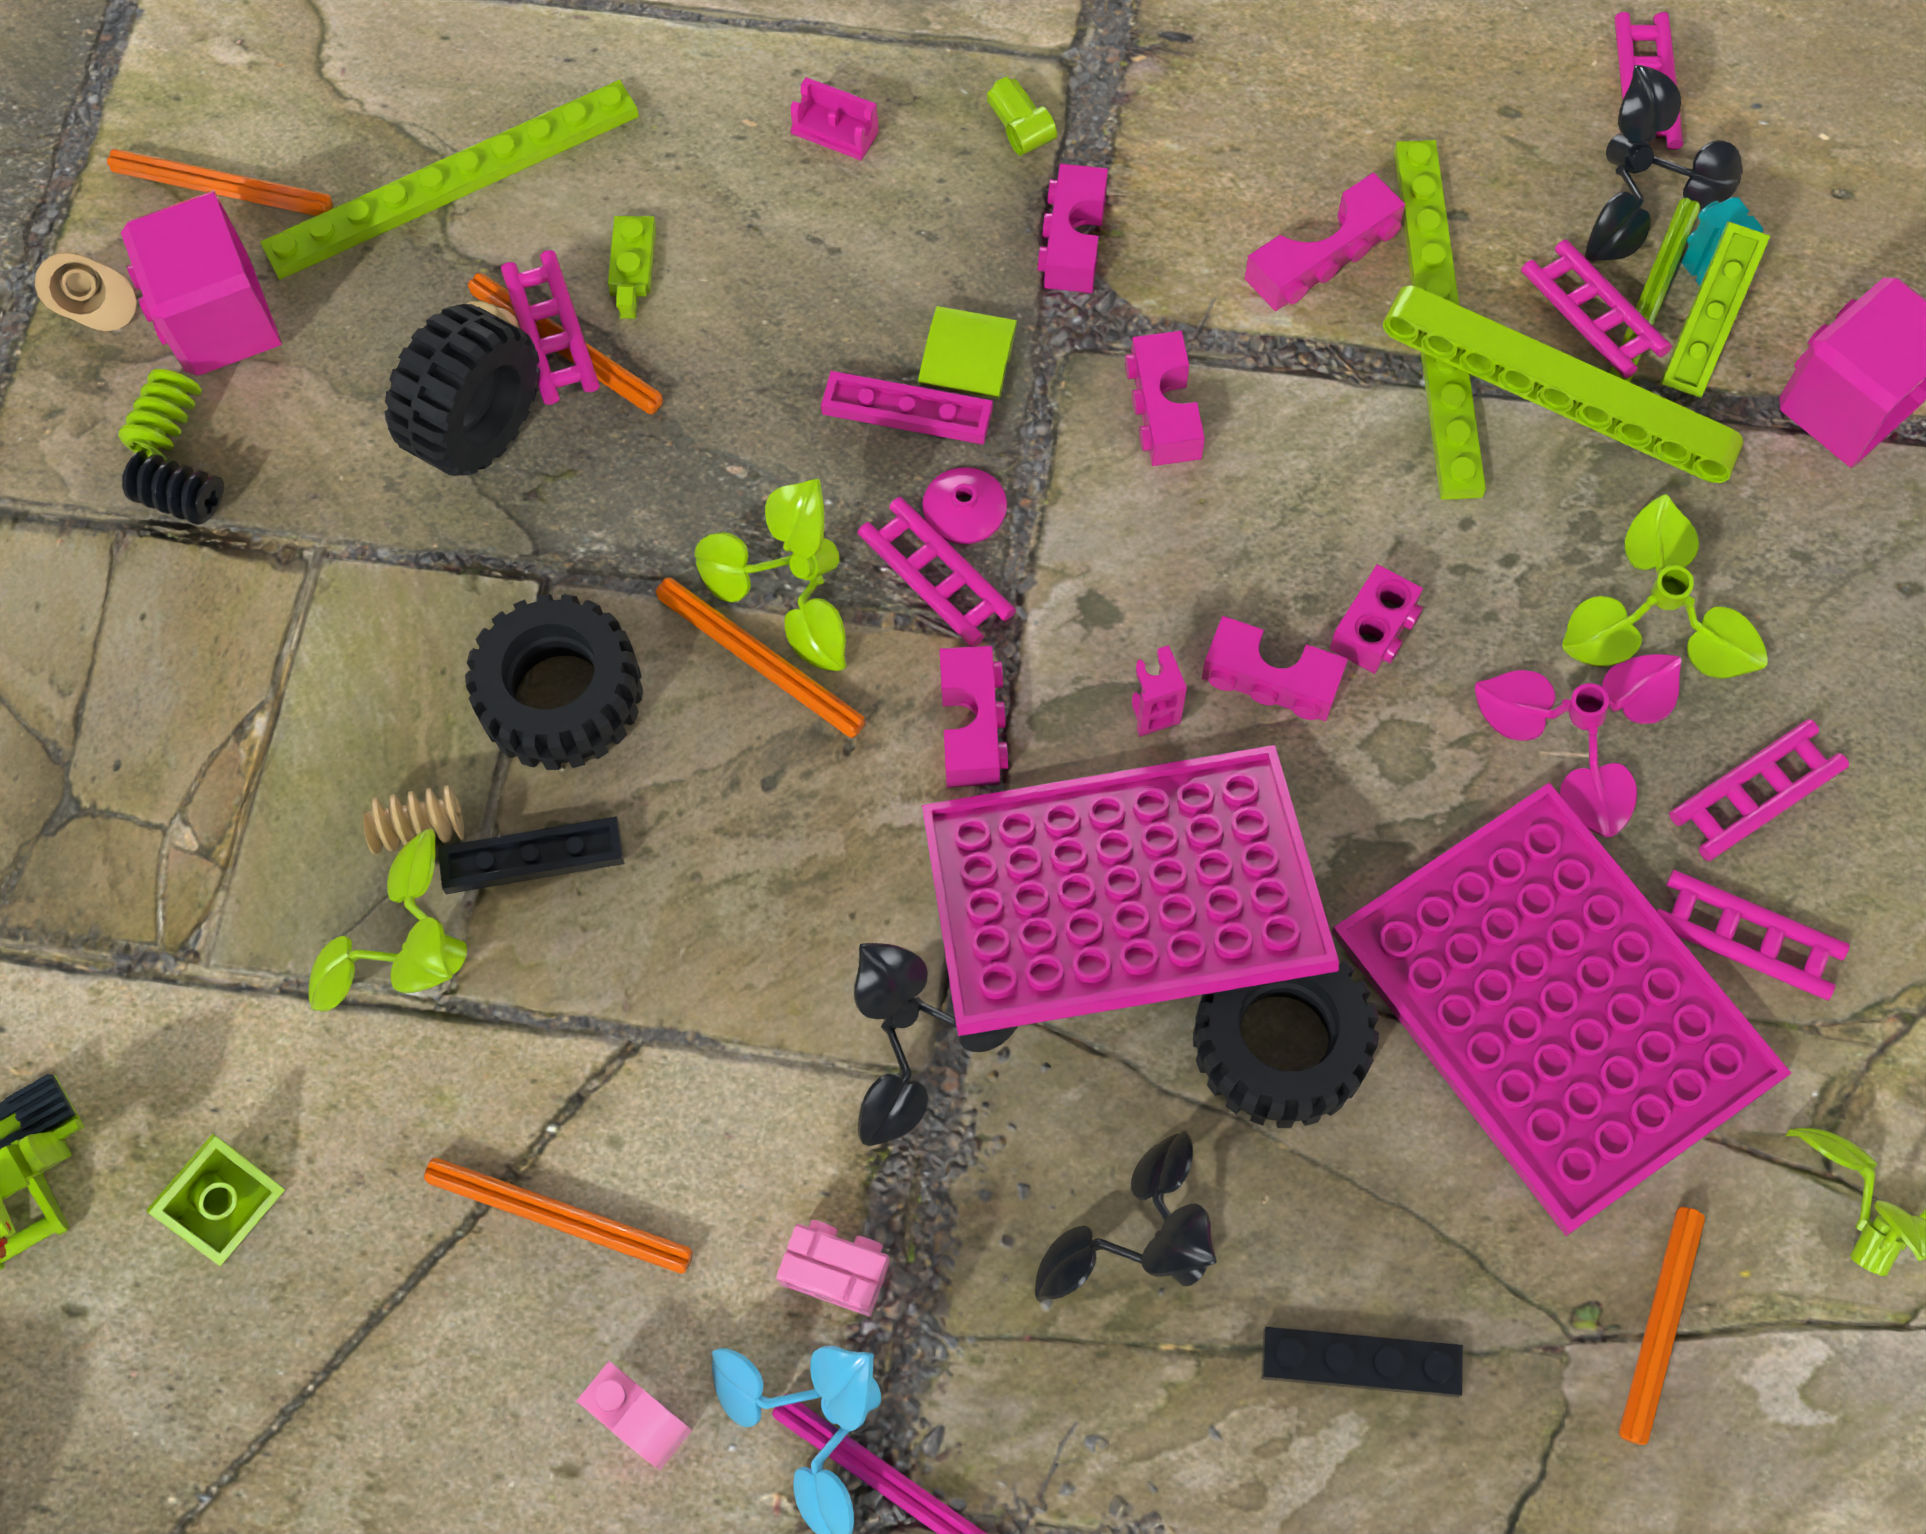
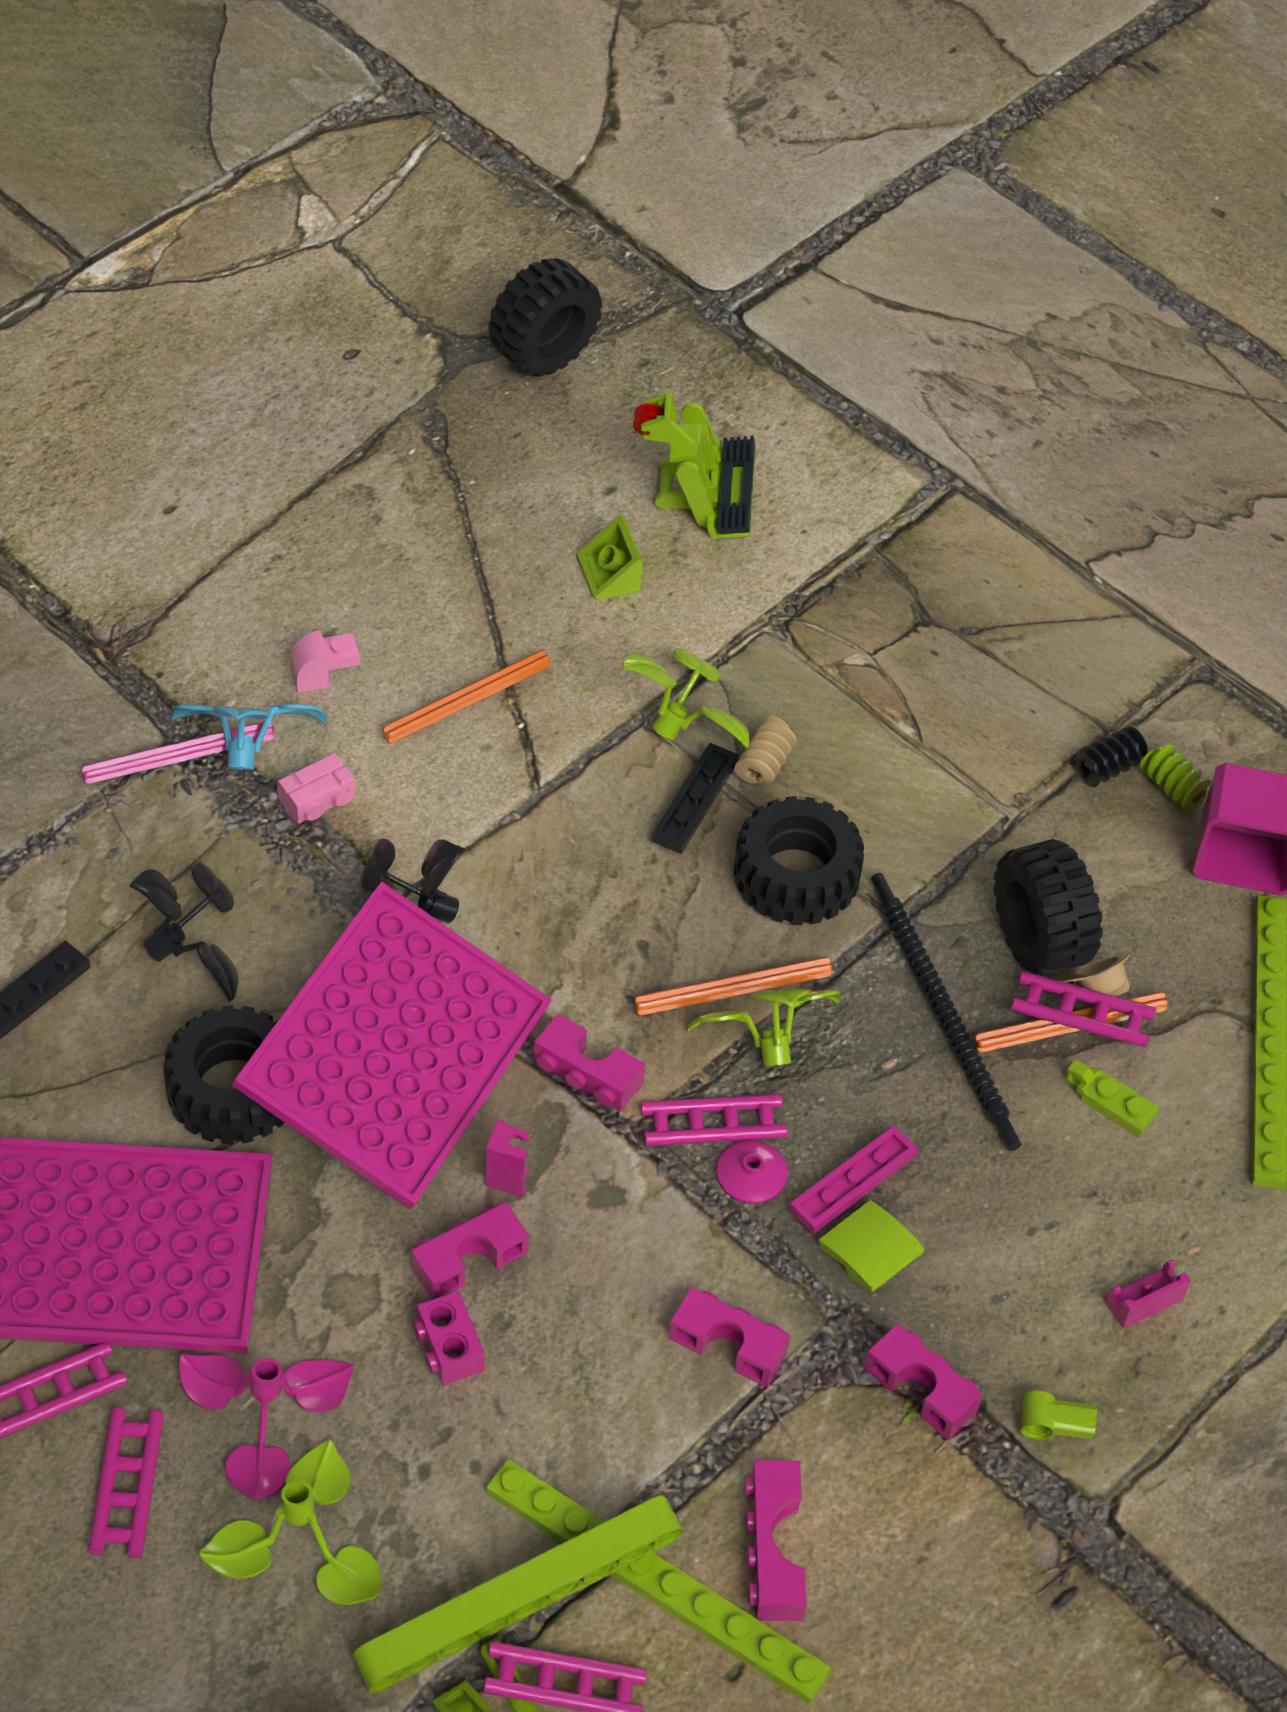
camera: 120 degrees right, 15 degrees down
(726, 341) = (924, 969): none -> black hose

